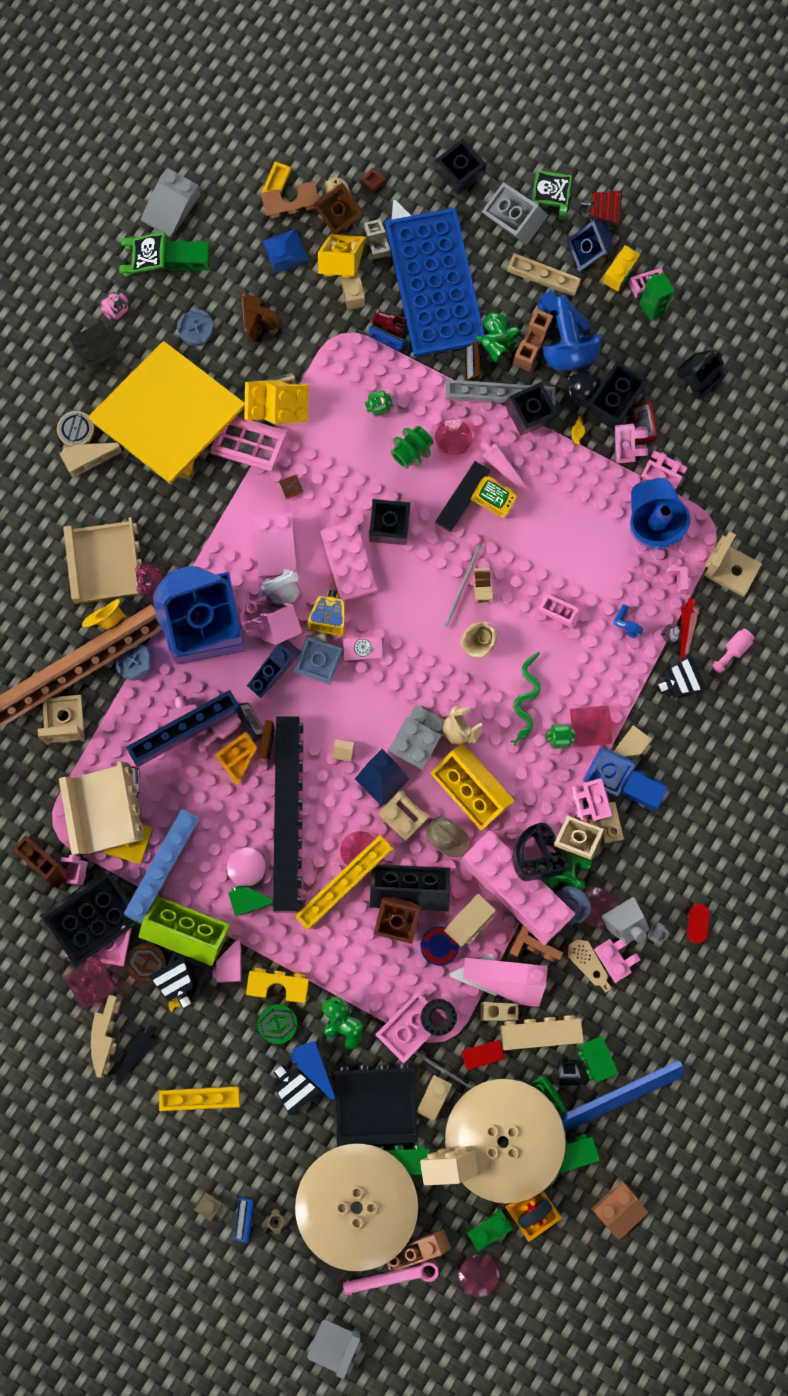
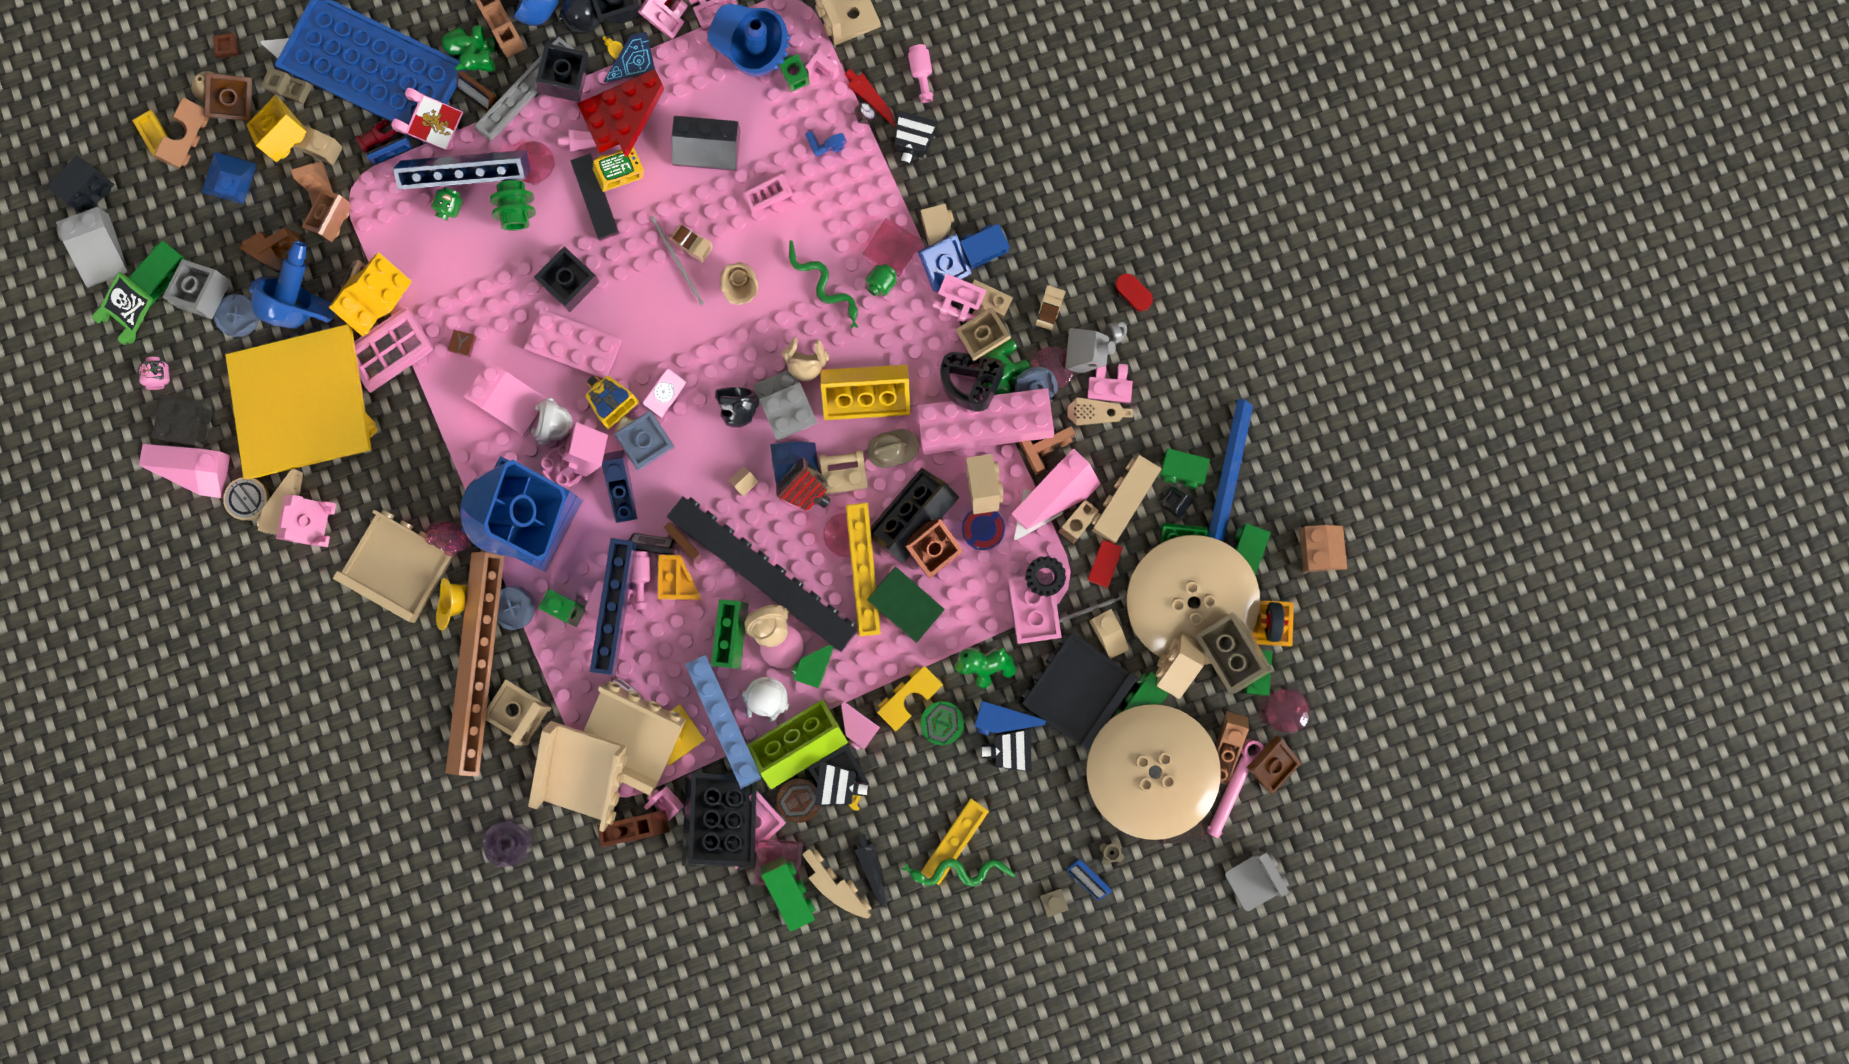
camera: 55 degrees left, 5 degrees up
(51, 793) = (578, 772): none -> tan panel
(69, 379) = (191, 468): none -> bright pink wedge
(74, 1006) = (788, 893): none -> green brick
(88, 478) = (304, 521): none -> bright pink panel
(153, 1091) = (952, 862): none -> green animal
(158, 693) = (562, 607): none -> green torso
(192, 289) = (196, 289): none -> light grey brick
(200, 884) = (766, 698): none -> white helmet
(204, 164) = (81, 185): none -> black brick
(226, 342) = (275, 298): none -> blue piece
(226, 823) = (729, 634): none -> green brick
(252, 845) = (767, 625): none -> tan helmet
(308, 333) = (327, 215): none -> nougat slope
(326, 308) = (313, 179): none -> nougat bracket
(342, 931) = (905, 604): none -> dark green tile
(370, 795) = (803, 486): none -> clear smoke torso
(392, 704) = (737, 405): none -> black helmet
(409, 395) = (462, 169): none -> brick
(427, 350) = (431, 121): none -> flag
(430, 1295) = (1274, 765): none -> reddish brown tile
(487, 1200) = (1233, 653): none -> dark tan brick
(536, 469) = (622, 111): none -> red wing
(560, 541) = (705, 143): none -> slope
(580, 448) = (633, 59): none -> dark blue sticker
(637, 871) = (1050, 307): none -> leg
(659, 570) = (797, 80): none -> green brick

